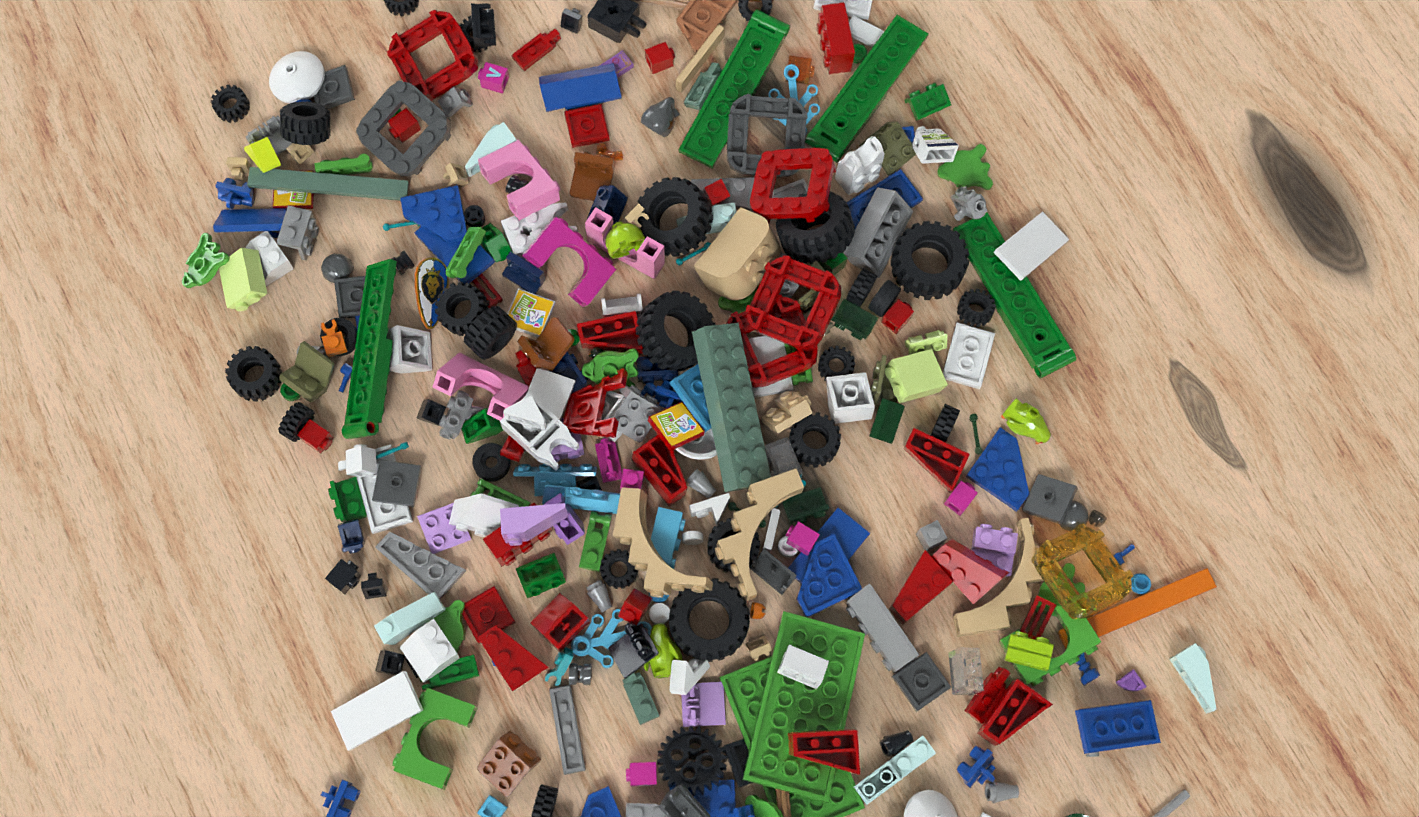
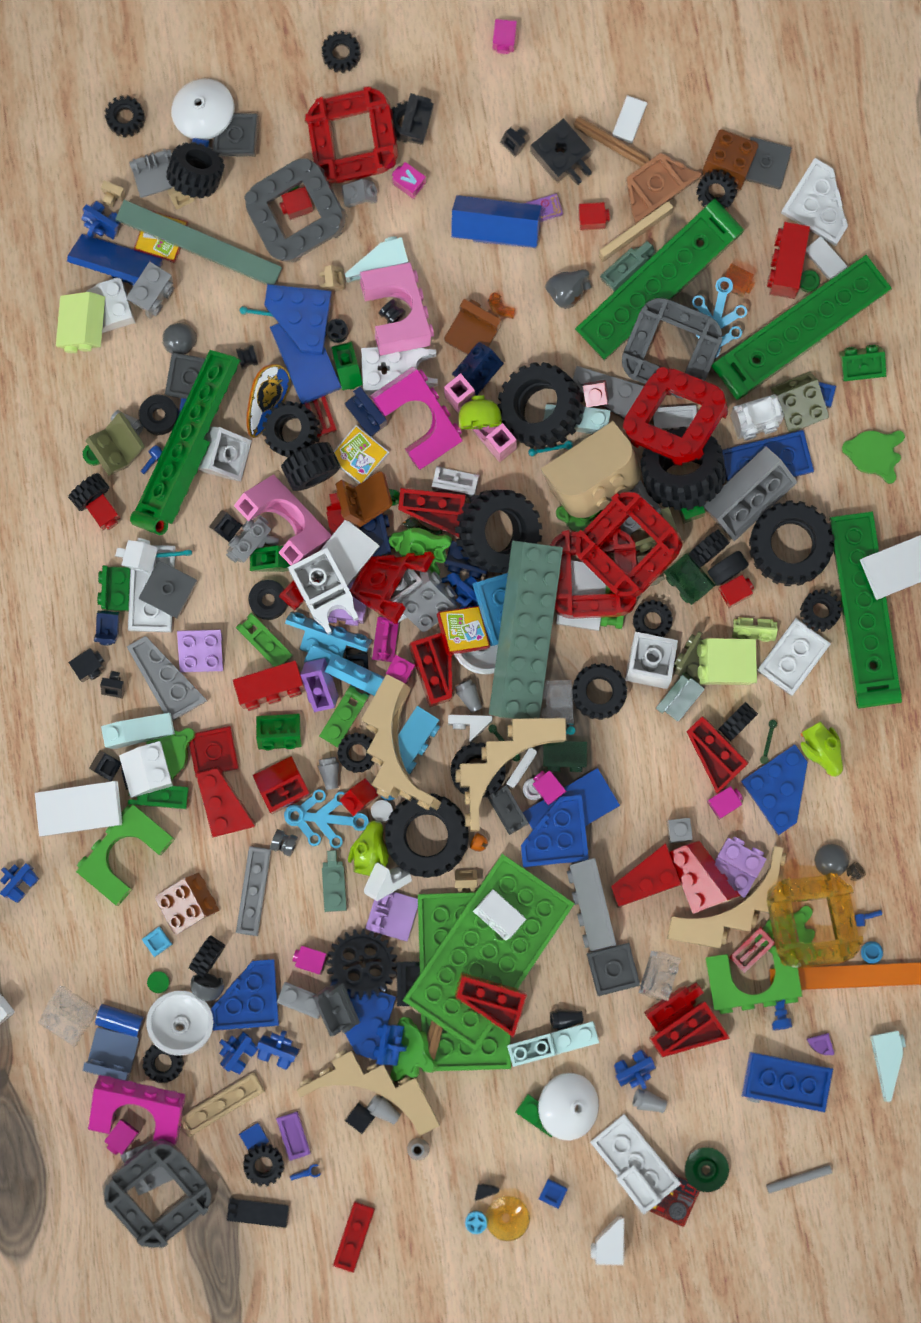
camera: 30 degrees right, 10 degrees up
(204, 262) = (47, 288): bright green tile -> none
(243, 362) = (53, 410): black tyre -> none
(263, 155) = (141, 190): neon yellow slope -> none
(333, 341) = (151, 421): orange plate -> none
(345, 166) = (221, 229): bright green plate -> none
(465, 252) = (313, 371): bright green plate -> none
(478, 514) = (238, 653): white slope -> none
(525, 523) = (278, 681): lavender slope -> none
(526, 413) = (316, 570): white slope -> none
(536, 49) = (464, 161): red hinge -> none
(562, 662) = (271, 825): teal plate -> none
(586, 126) = (488, 267): red tile -> none
(633, 649) = (342, 838): black hinge -> none
(635, 213) = (499, 392): tan tile -> none
(692, 537) = (441, 747): white tile -> none
(790, 409) = (583, 655): tan plate -> none
(934, 146) = (846, 418): white torso -> none
(968, 204) = (857, 497): light grey brick -> none
(1029, 651) = (726, 980): lime brick -> none
(1050, 499) = (814, 835): dark grey plate -> none

